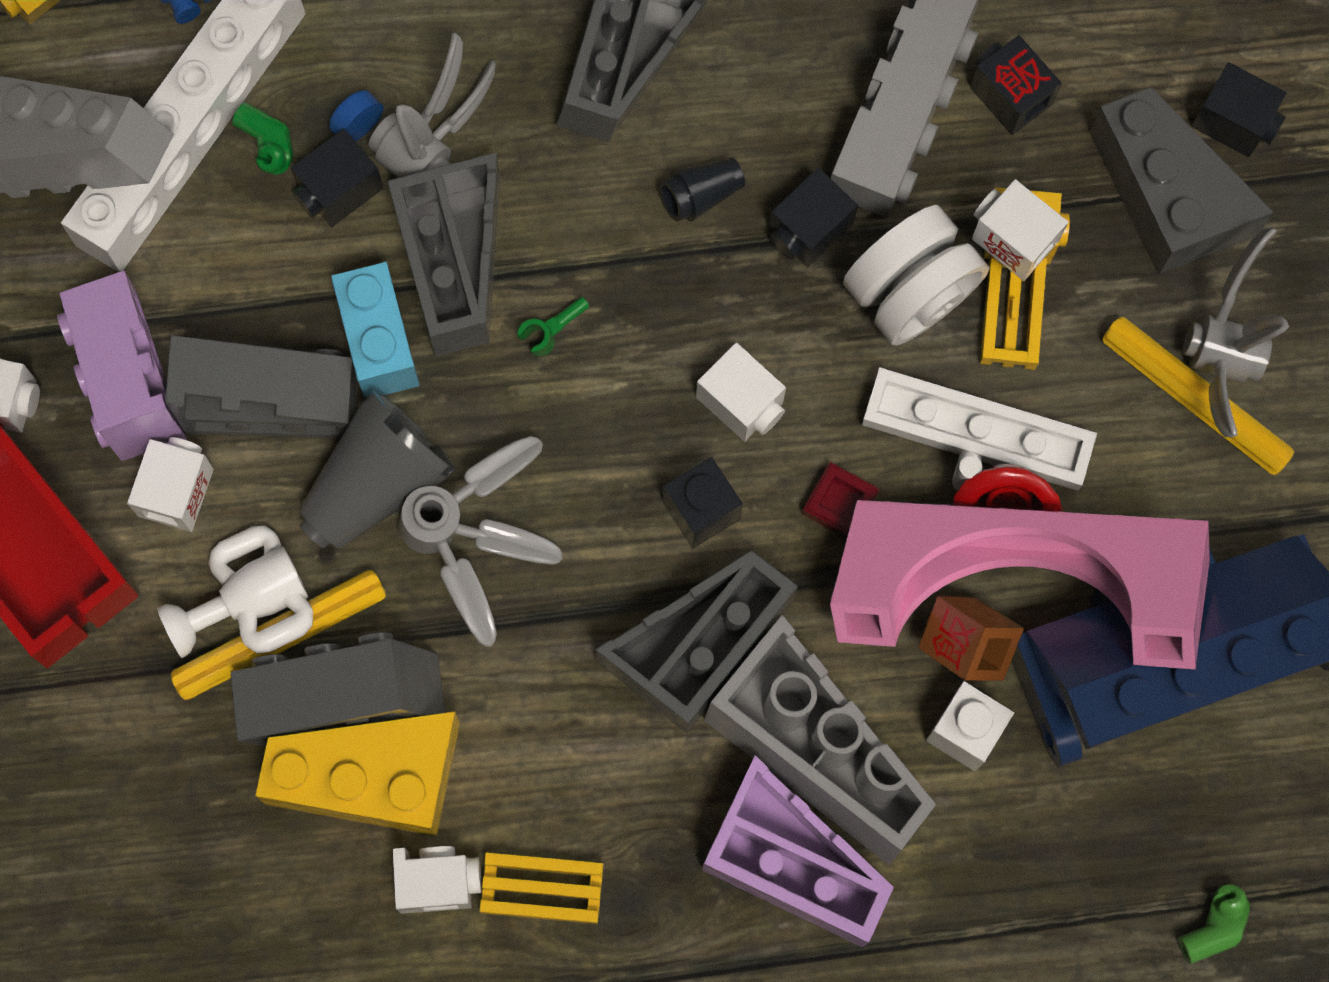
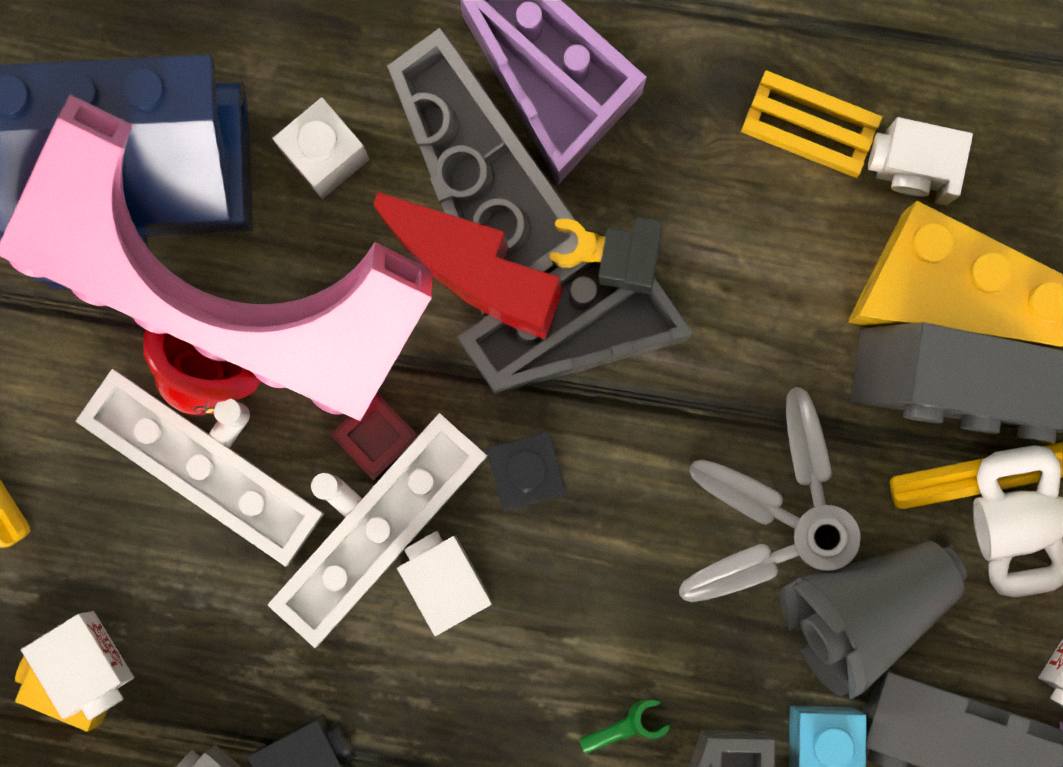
camera: 160 degrees left, 10 degrees up
(673, 689) = (625, 256): none -> pearl dark grey piece
(805, 642) = (472, 264): none -> red slope
(815, 423) = (374, 528): none -> white plate
(915, 274) = (210, 652): white wheel -> none
(970, 638) = (290, 235): dark orange brick -> none
(1009, 355) = (98, 569): yellow tile -> none

